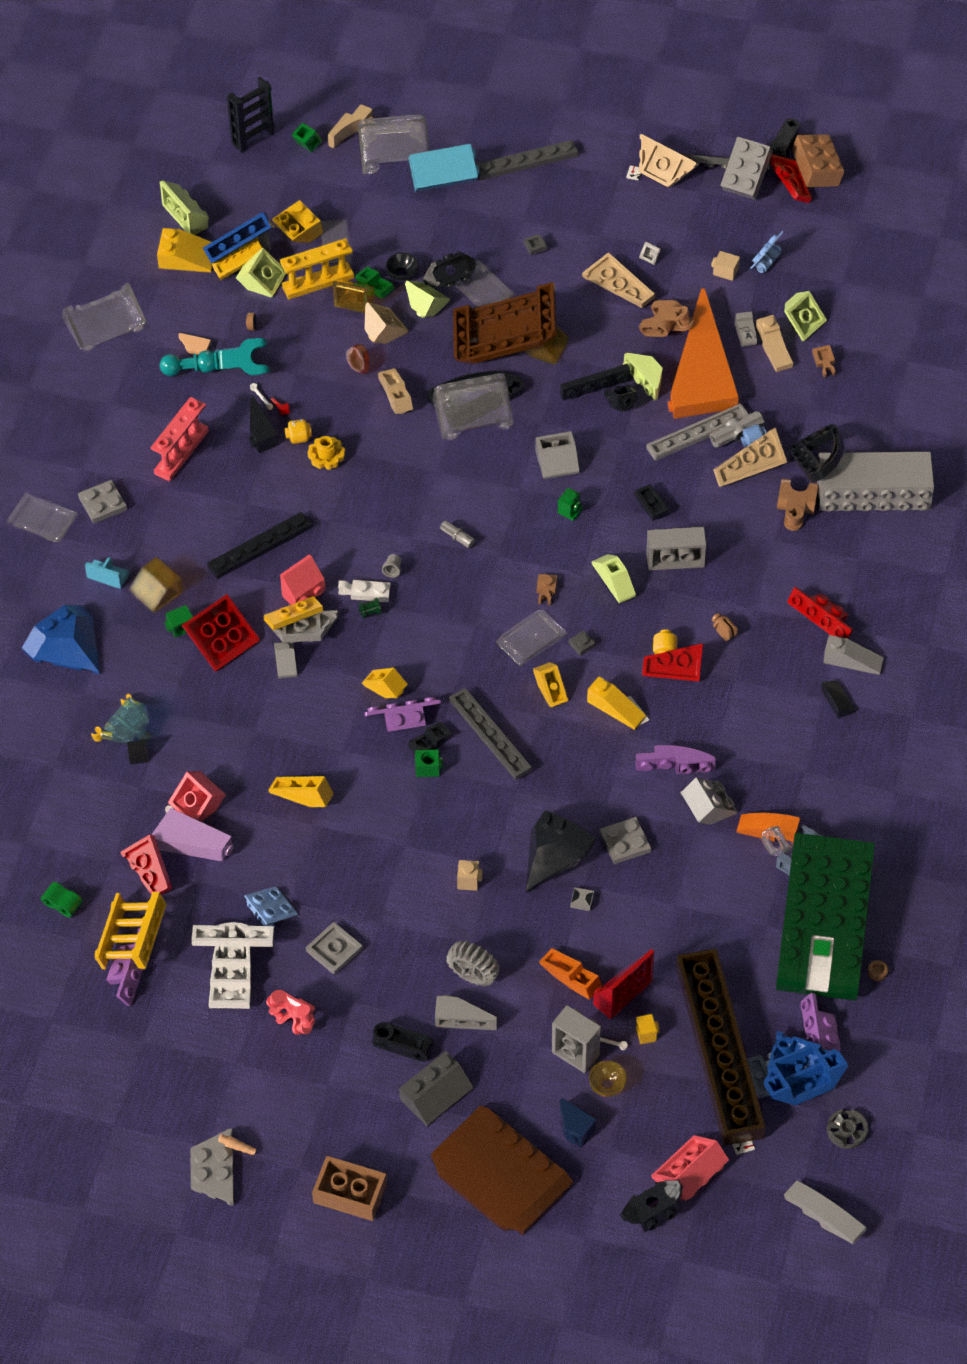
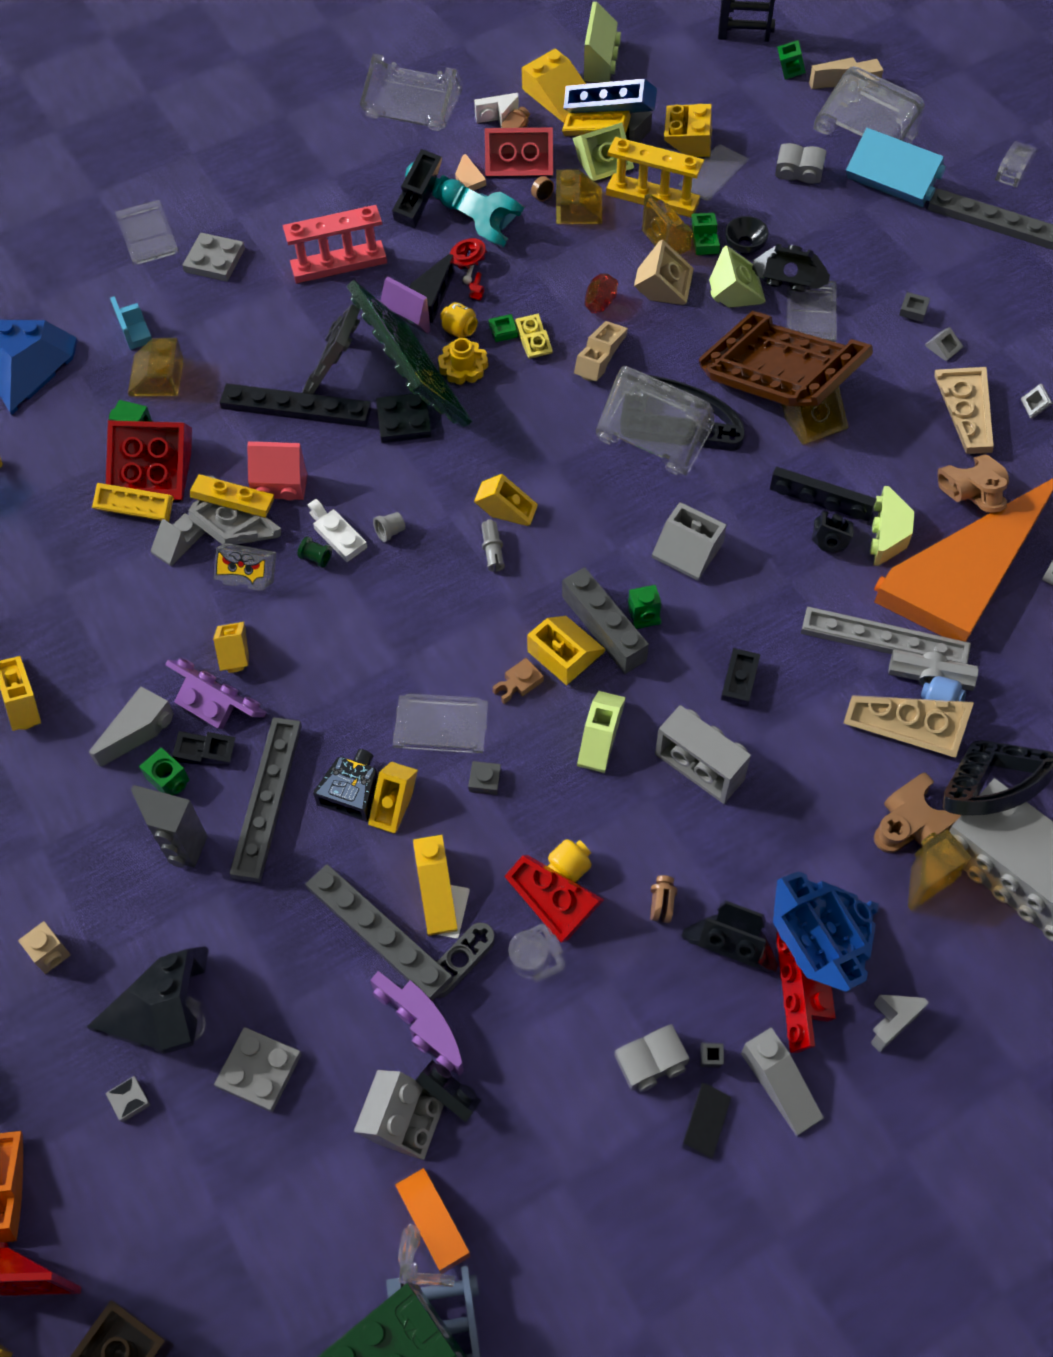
camera: 45 degrees right, 5 degrees up
(165, 290) = (495, 107): none -> white slope
(184, 372) = (417, 188): none -> black slope
(186, 293) = (516, 119): none -> medium nougat arm
(211, 308) = (519, 151): none -> coral slope
(238, 659) = (132, 502): none -> yellow plate
(258, 384) = (462, 249): none -> red gear
(258, 490) = (338, 342): none -> dark grey wing
(263, 443) = (406, 304): none -> medium lavender slope
(278, 314) = (577, 198): none -> clear yellow slope
(306, 466) = (409, 355): none -> plate
(323, 418) = (503, 328): none -> green tile
(328, 507) = (403, 418): none -> black plate
(345, 640) = (244, 566): none -> clear brick
(348, 412) = (533, 336): none -> light yellow slope
(383, 201) = (800, 163): none -> light grey brick
(383, 750) = (135, 724): none -> light grey slope
(438, 507) = (505, 501): none -> yellow slope
(467, 773) = (172, 825): none -> dark grey slope
(503, 117) = (1015, 163): none -> clear slope
(525, 696) = (349, 786): none -> torso
(553, 555) = (563, 647): none -> yellow slope
(558, 525) = (605, 620): none -> dark grey brick
(570, 254) = (944, 344): none -> light grey slope
(611, 743) = (379, 932): none -> dark grey plate
(666, 718) = (459, 946): none -> dark grey beam
(693, 694) = (531, 954): none -> clear piece
(728, 773) = (449, 1091): none -> black plate
(771, 613) = (735, 935): none -> black piece
(790, 692) = (652, 1058): none -> light grey brick
(811, 577) = (825, 930): none -> blue wedge
(813, 669) = (711, 1047): none -> dark grey piece
(827, 515) = (935, 867): none -> clear yellow slope
(872, 590) = (899, 1014): none -> light grey slope

